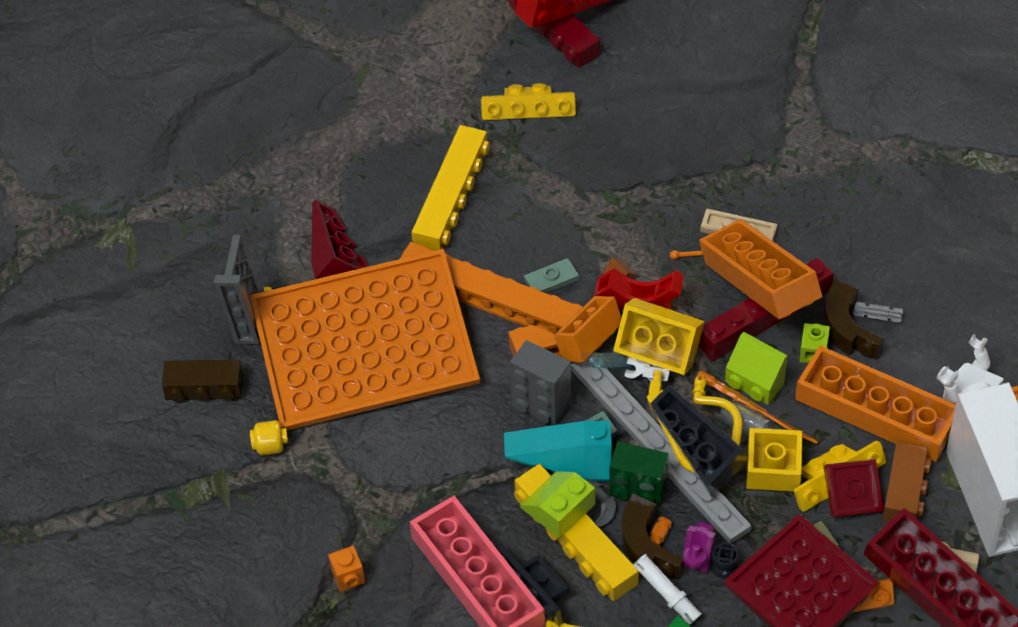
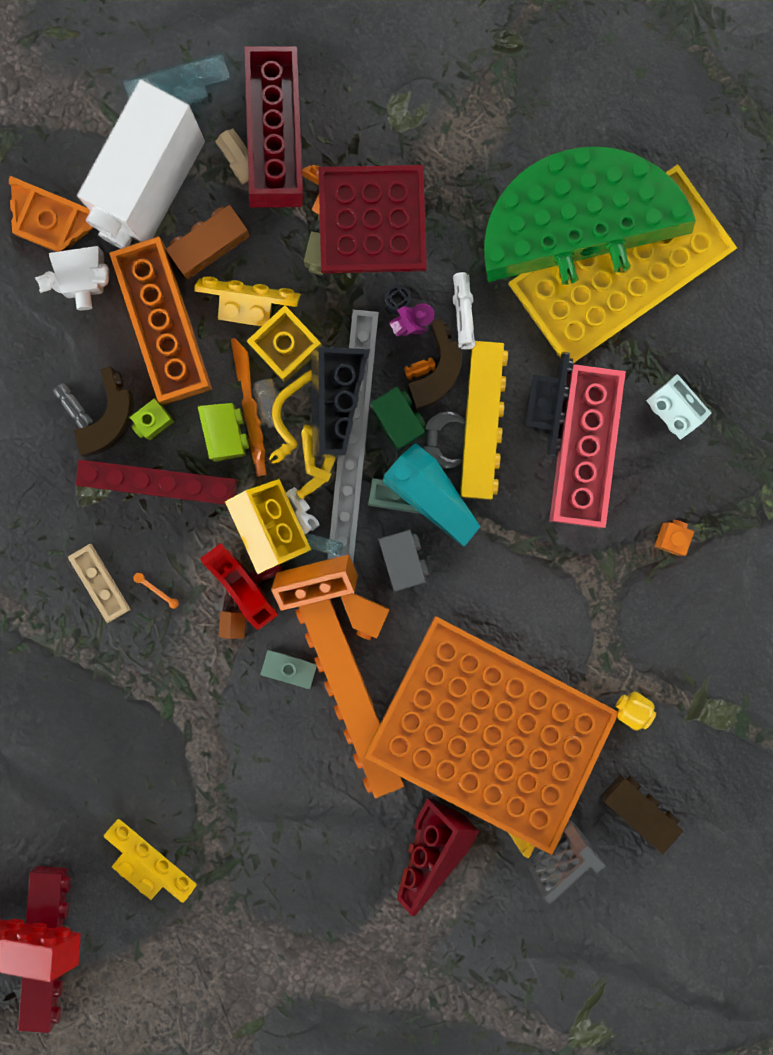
camera: 145 degrees left, 35 degrees up
(451, 188) = (289, 830): yellow brick -> none
(560, 502) = (482, 445): lime slope -> none
(760, 268) = (137, 505): orange brick -> none
(853, 488) = (251, 269): dark red plate -> none

